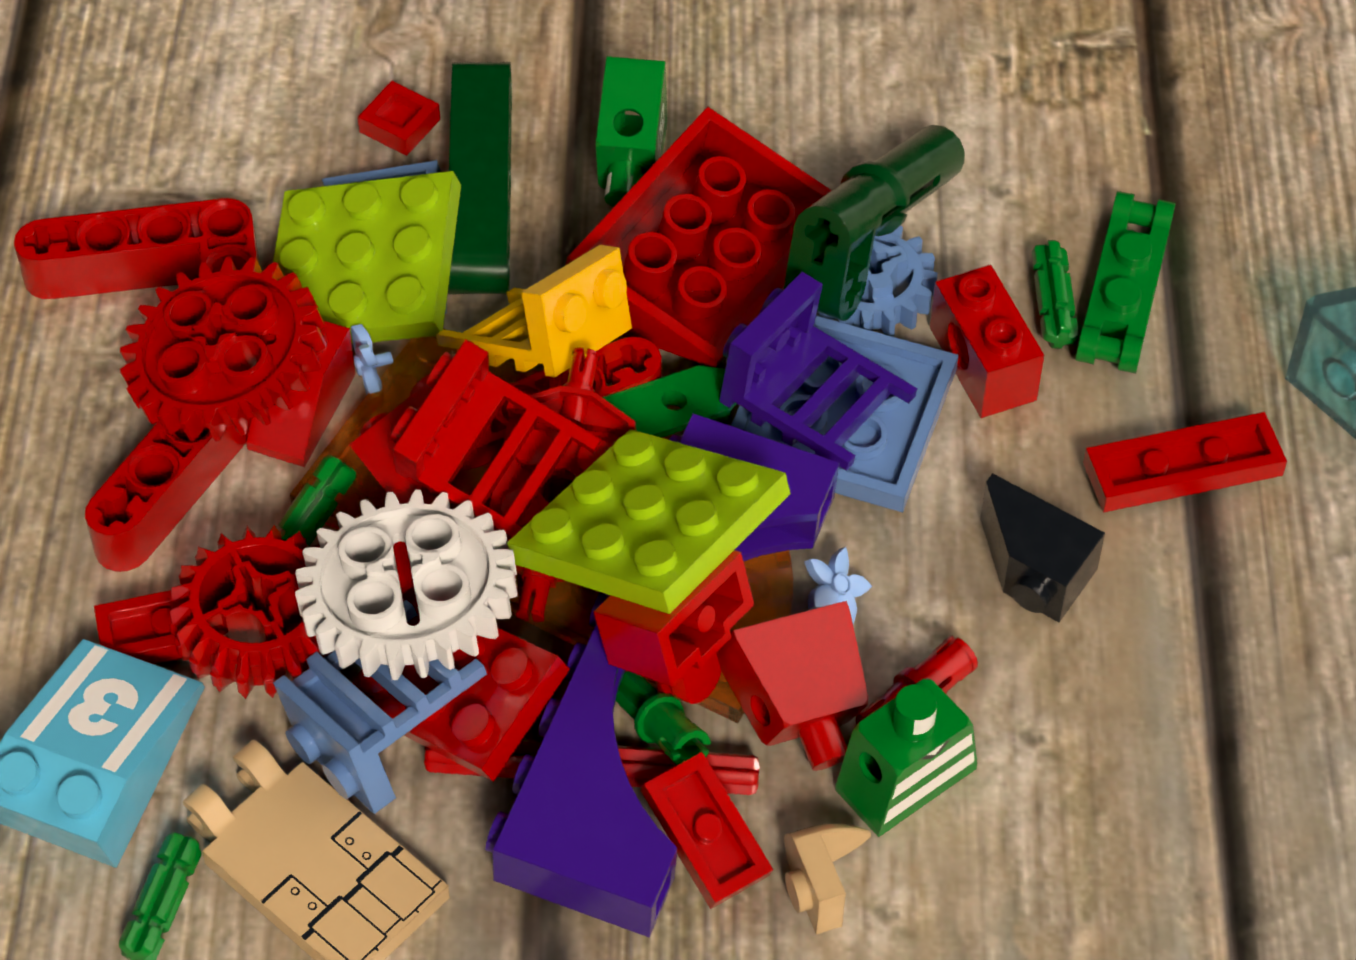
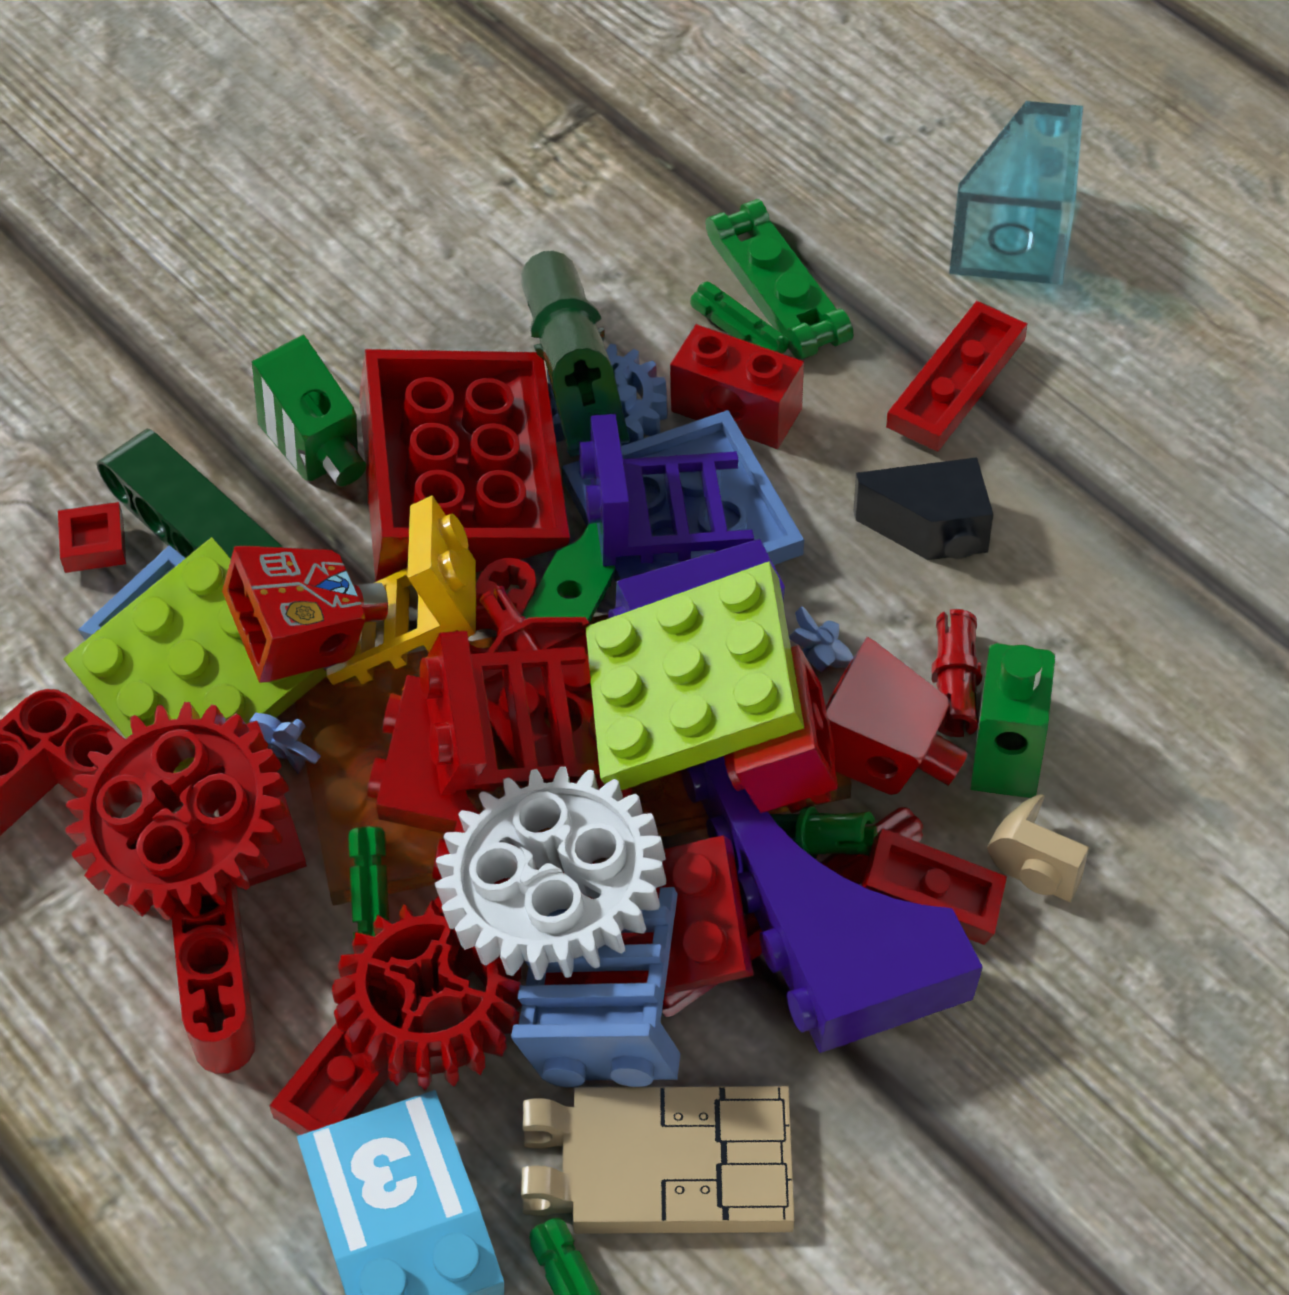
camera: 40 degrees left, 0 degrees up
(448, 266) = (297, 608): none -> red torso

